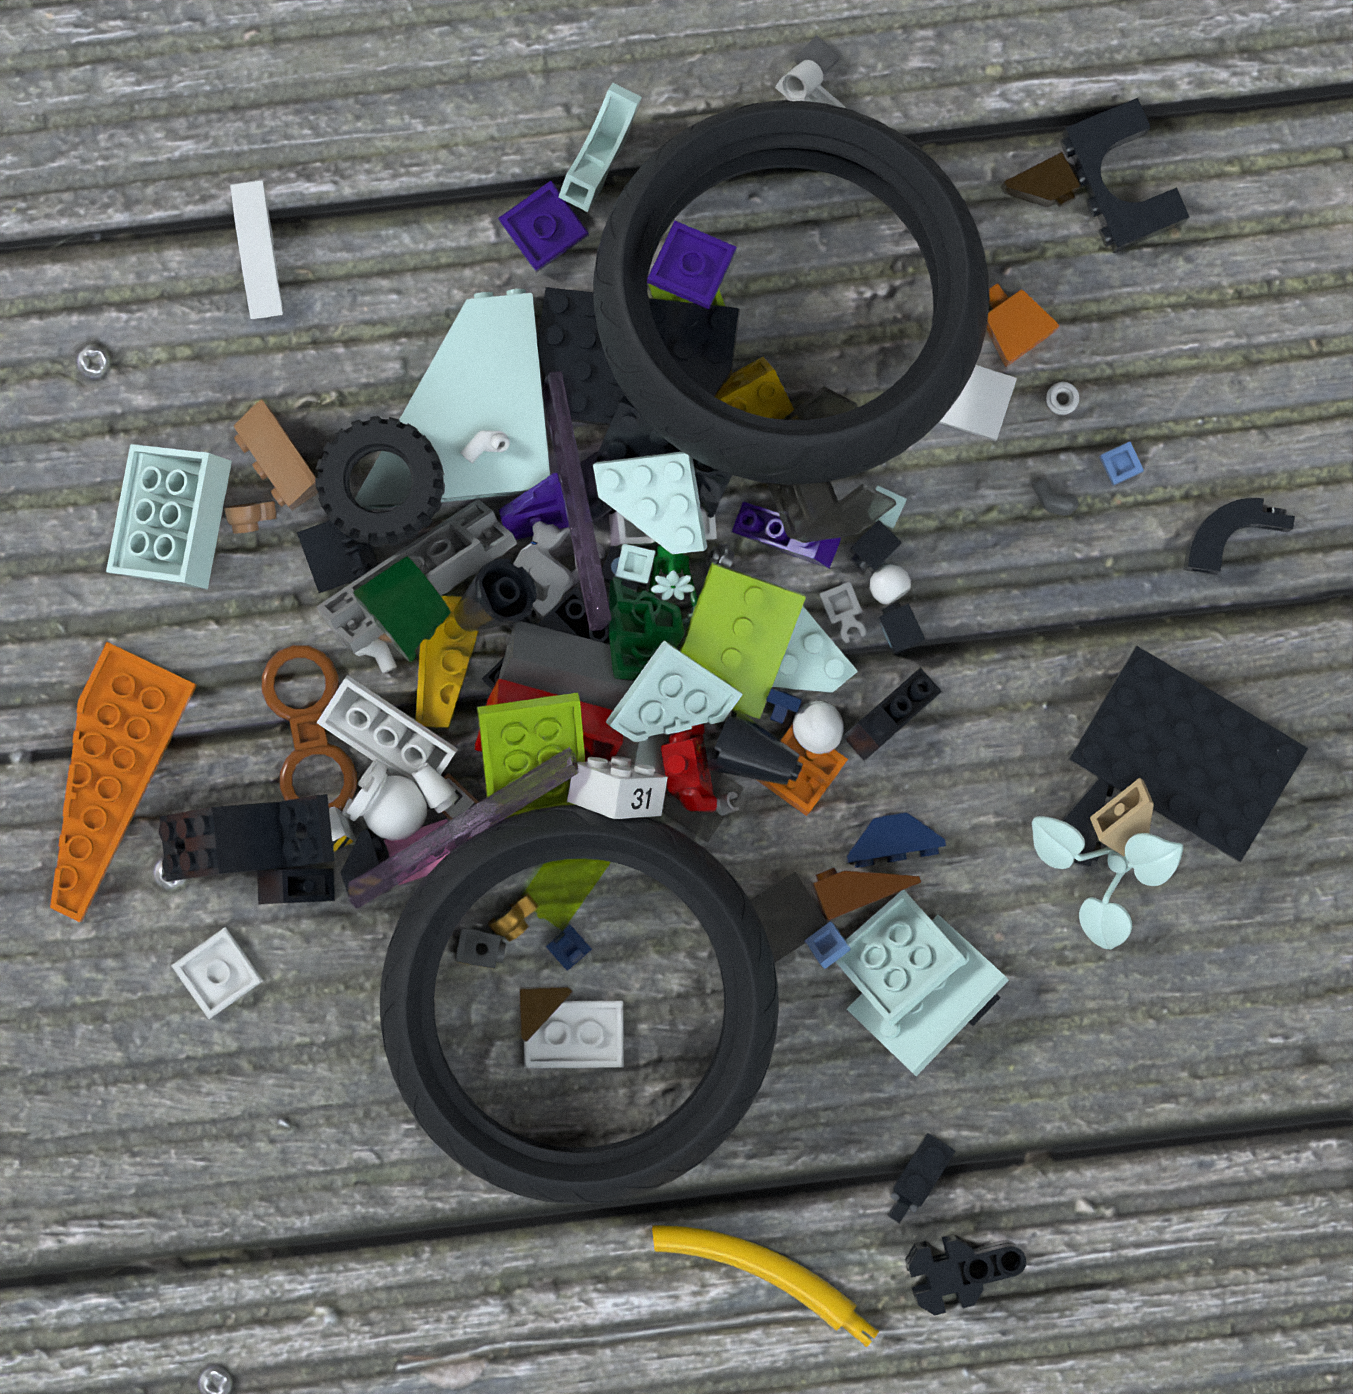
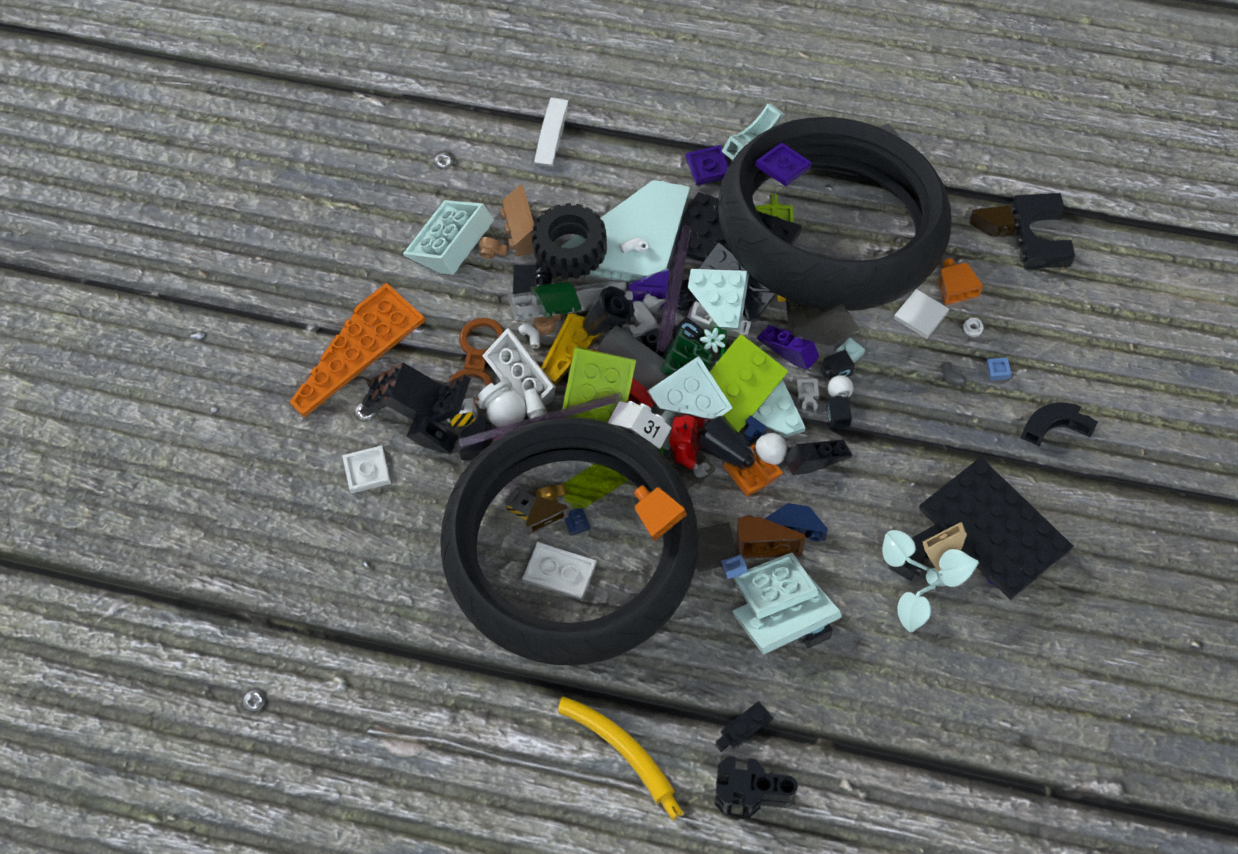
camera: 20 degrees right, 25 degrees down
(635, 564) = (696, 325): light aqua plate -> none
(703, 947) = (657, 511): none -> orange torso

